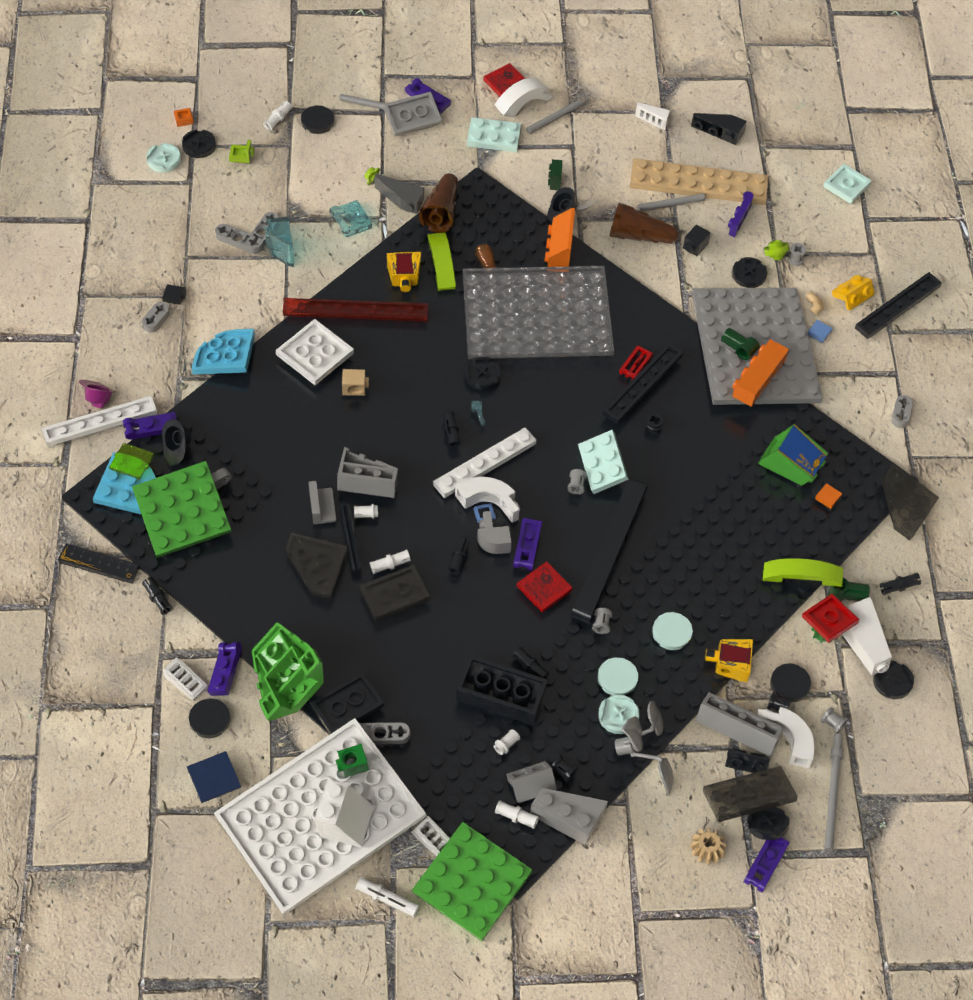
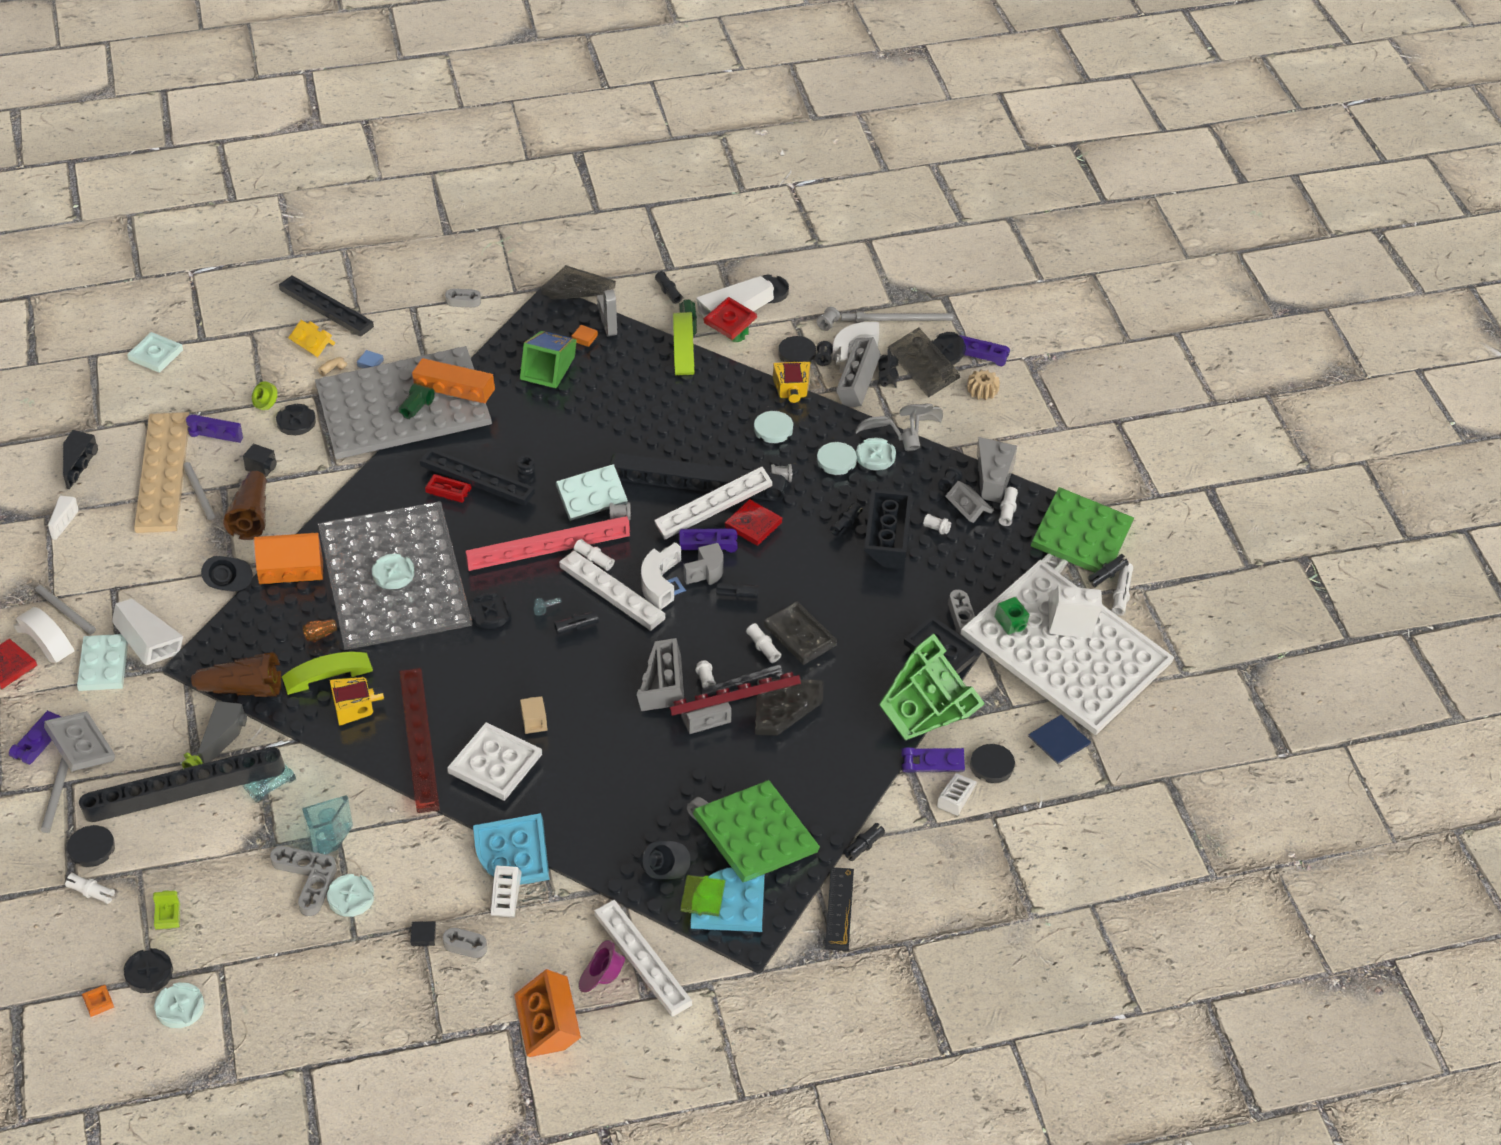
camera: 100 degrees left, 10 degrees down
(70, 355) = (547, 1014): none -> orange slope
(147, 426) = (639, 898): dark purple plate -> none
(189, 343) = (501, 871): none -> white slope
(224, 257) = (350, 895): none -> light aqua tile
(326, 520) = (743, 691): none -> dark red plate
(349, 166) = (182, 784): none -> black beam
(410, 886) = (1108, 570): none -> black pin
(509, 154) = (145, 632): none -> white slope
(527, 454) = (594, 554): none -> white pin
(533, 307) = (393, 571): none -> light aqua tile
(550, 428) = (546, 543): none -> coral plate
(555, 174) = (173, 588): dark green piece -> none
(566, 551) = (713, 502): none -> white plate
(797, 252) = (268, 375): light grey bush -> none
(840, 514) = (607, 309): none -> light grey beam

